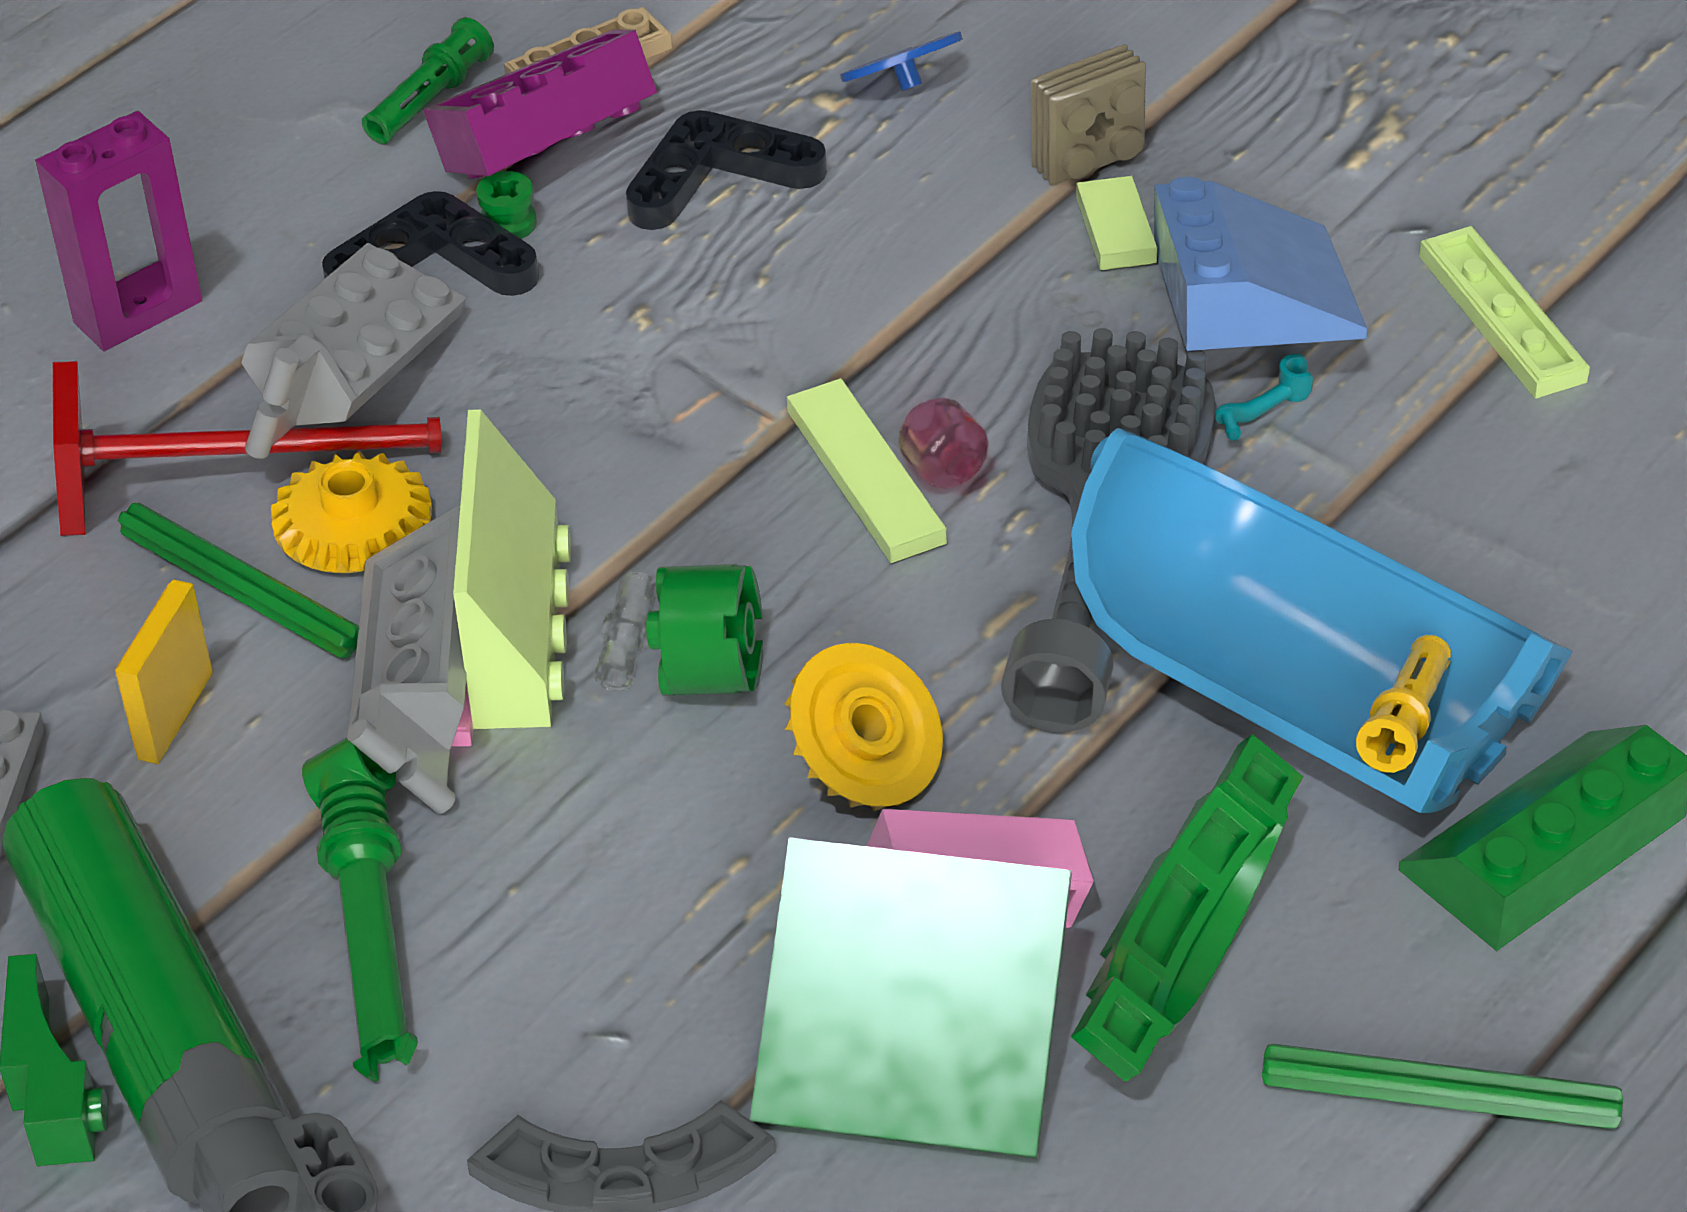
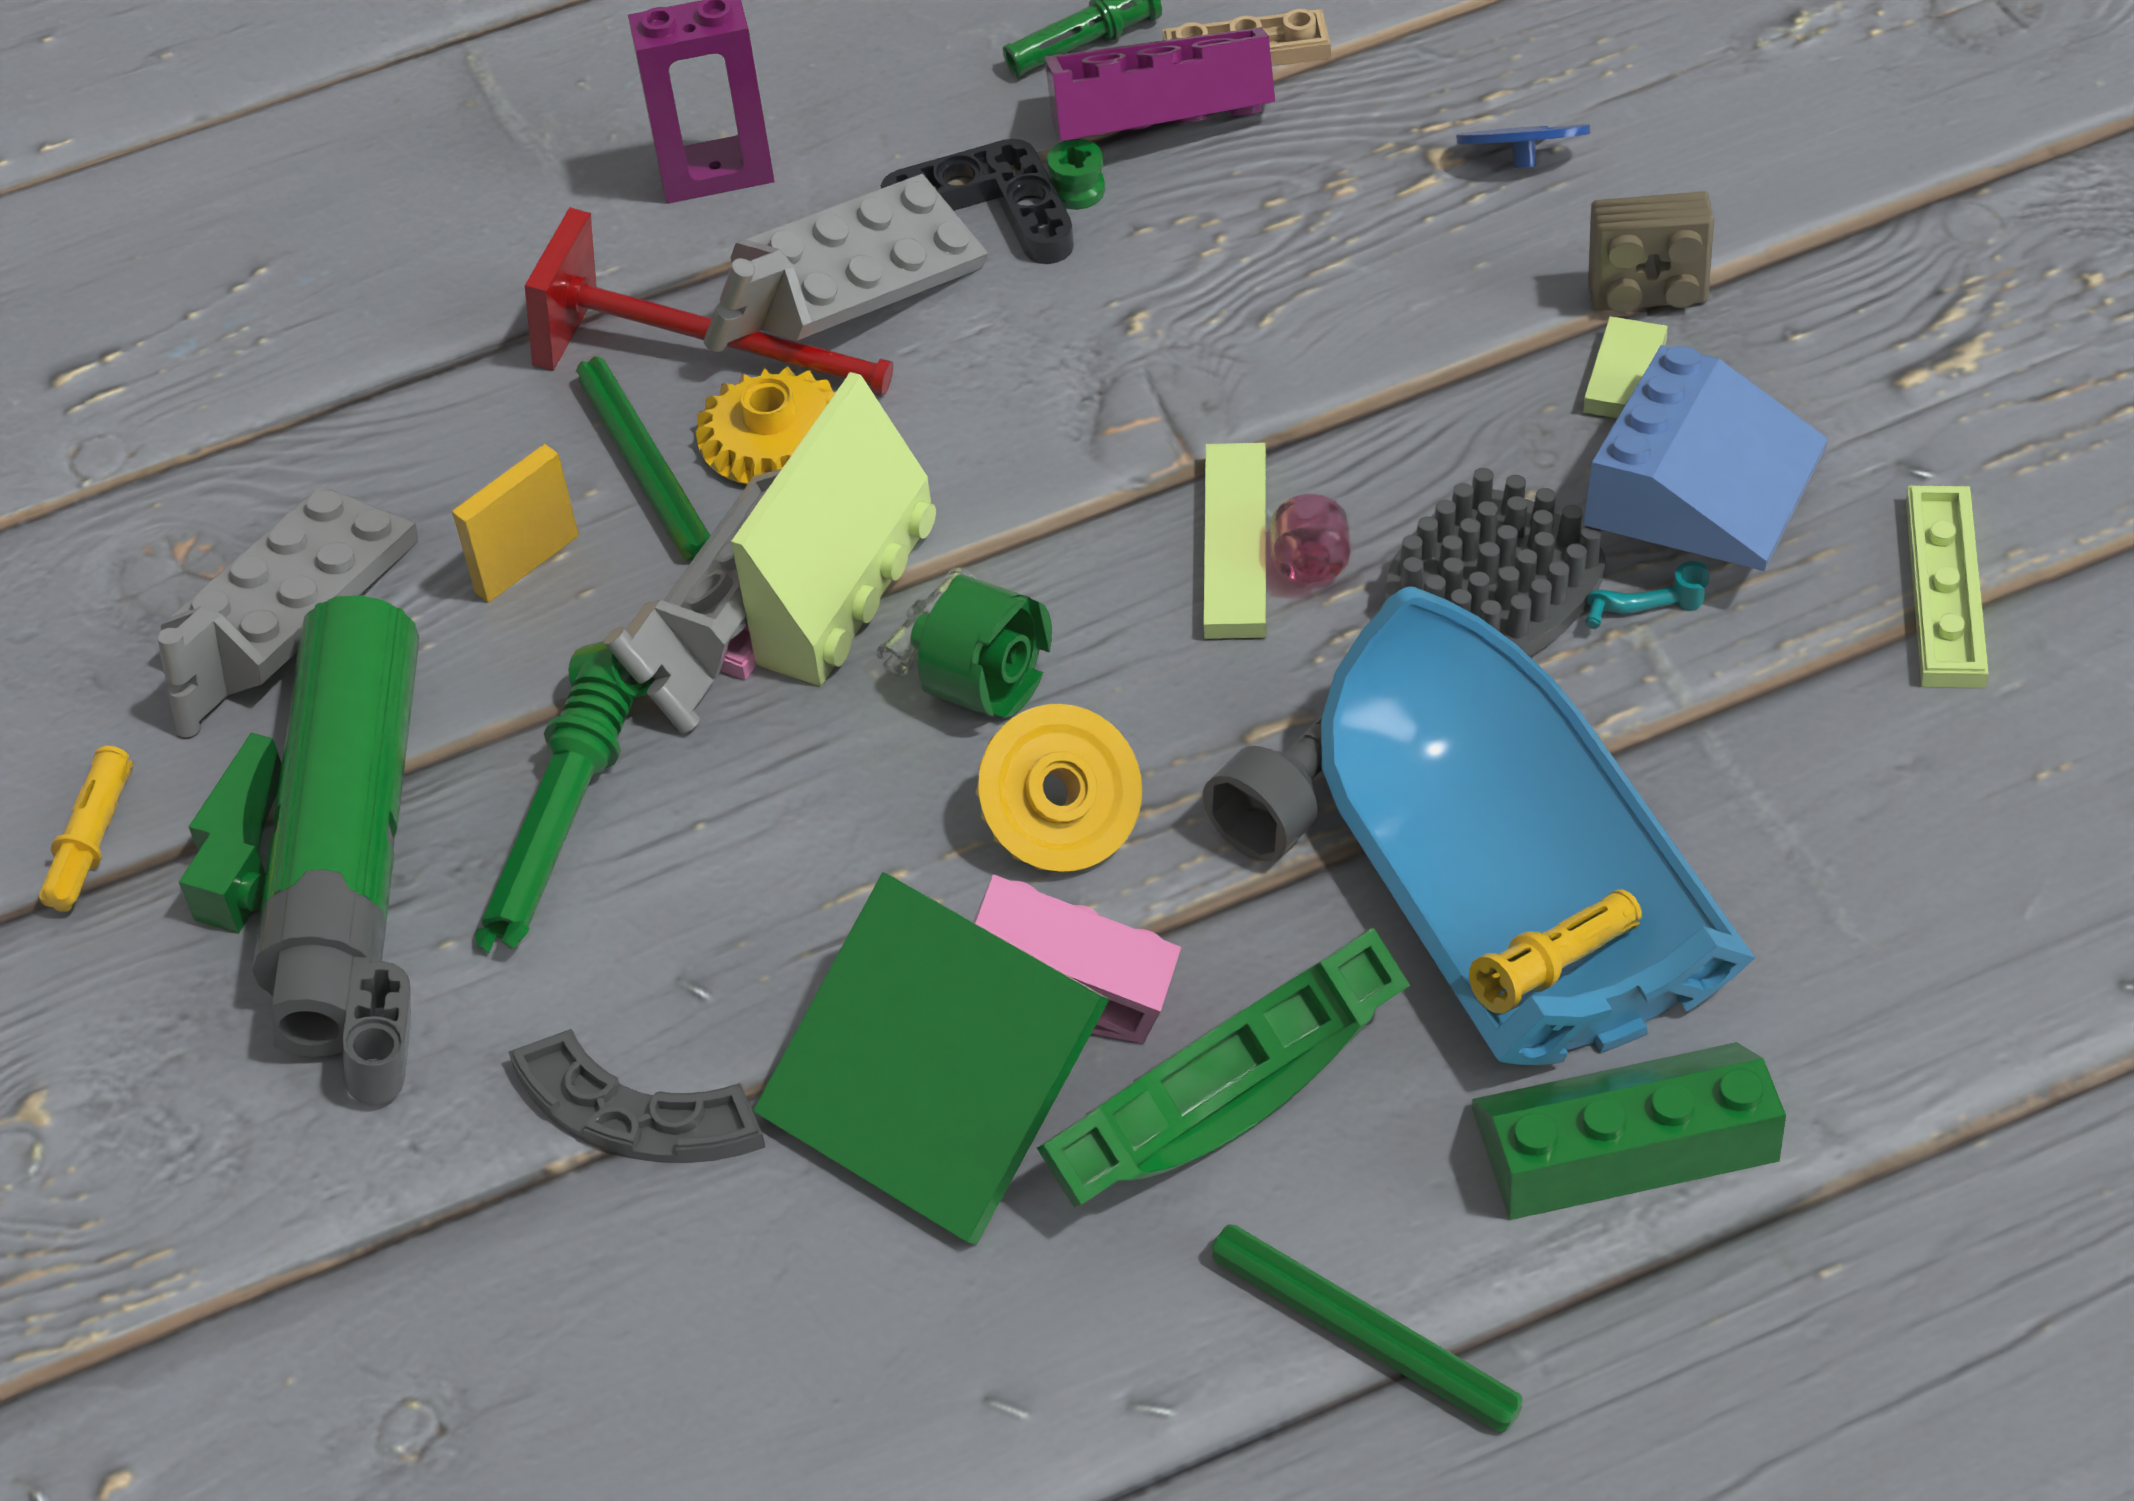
camera: 30 degrees right, 5 degrees up
(785, 160) = (1288, 165): black beam -> none

